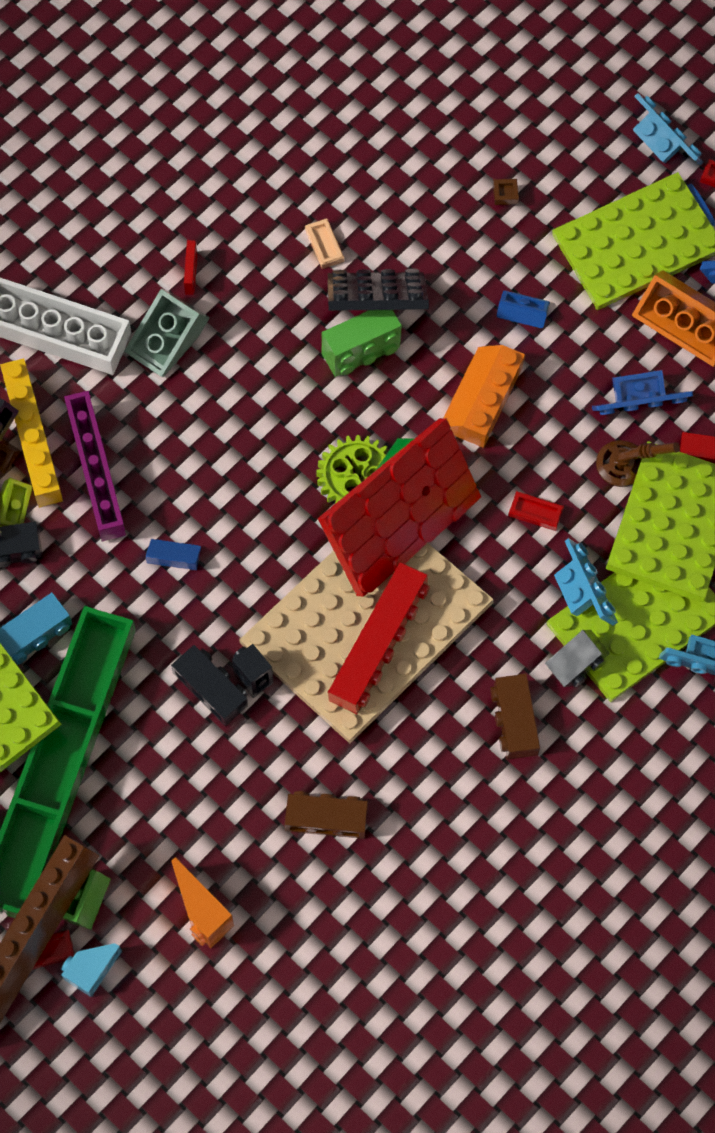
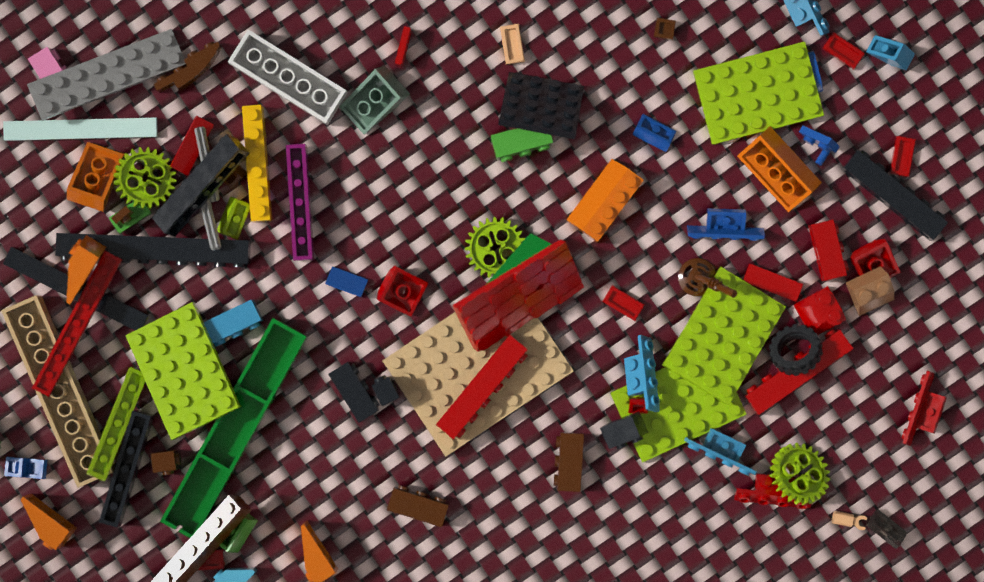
camera: 15 degrees right, 20 degrees up
(247, 547) = (401, 290): none -> red slope
(589, 621) = (637, 404): none -> red slope

